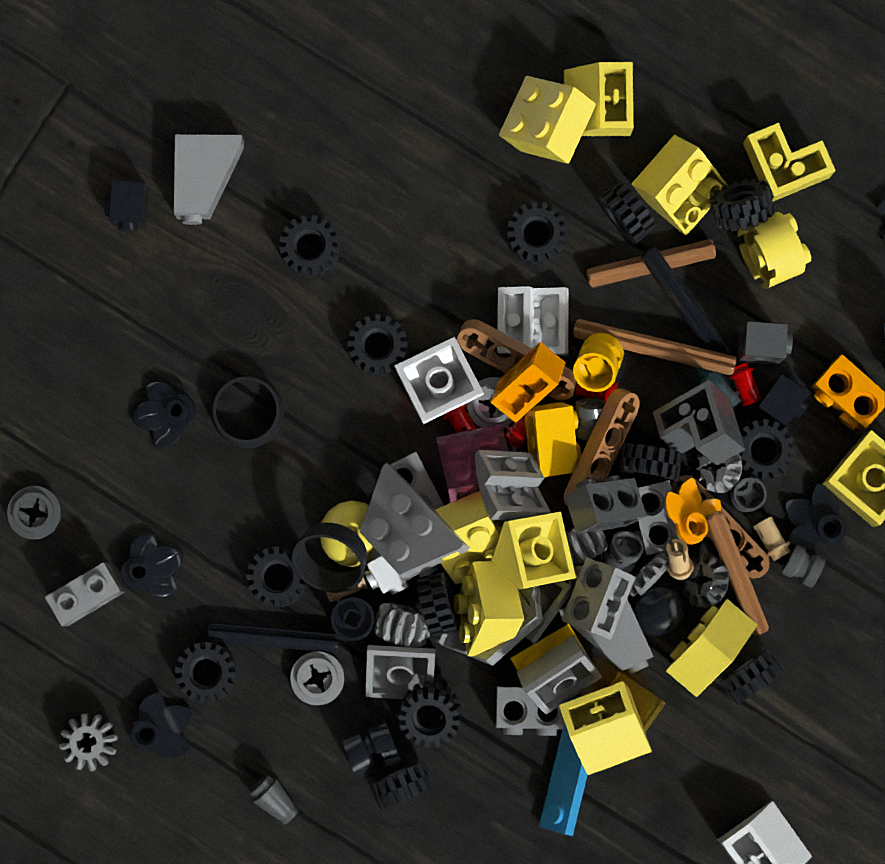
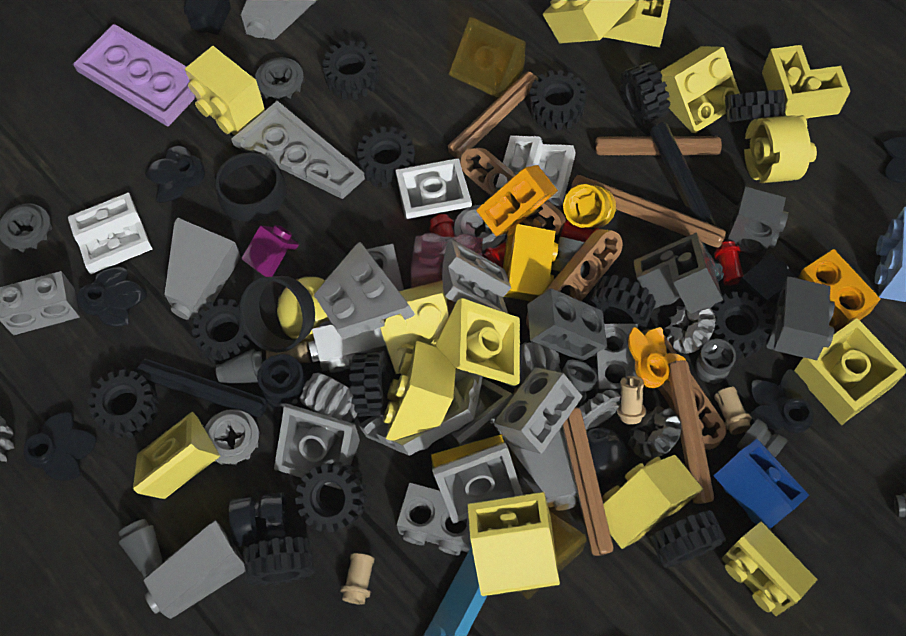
camera: 20 degrees right, 20 degrees down
(84, 305) = (137, 74): none -> lavender plate
(122, 497) = (109, 233): none -> white slope
(192, 317) = (224, 91): none -> light yellow brick
(227, 518) = (197, 268): none -> light grey slope
(229, 259) = (277, 69): none -> dark grey gear
(272, 711) = (174, 458): none -> light yellow slope
(276, 355) = (299, 151): none -> light grey wing
(291, 478) = (268, 249): none -> magenta bracket
(308, 609) = (241, 368): none -> dark grey cone
(330, 812) = (194, 572): none -> light grey slope
(452, 204) = (488, 58): none -> clear yellow slope
(472, 778) = (358, 579): none -> tan pin
(473, 264) = (492, 115): none -> medium nougat axle
(655, 651) = (587, 484): none -> medium nougat axle
(807, 610) = (761, 485): none -> blue brick
(820, 447) = (802, 319): none -> dark grey brick
(827, 682) = (768, 570): none -> light yellow slope

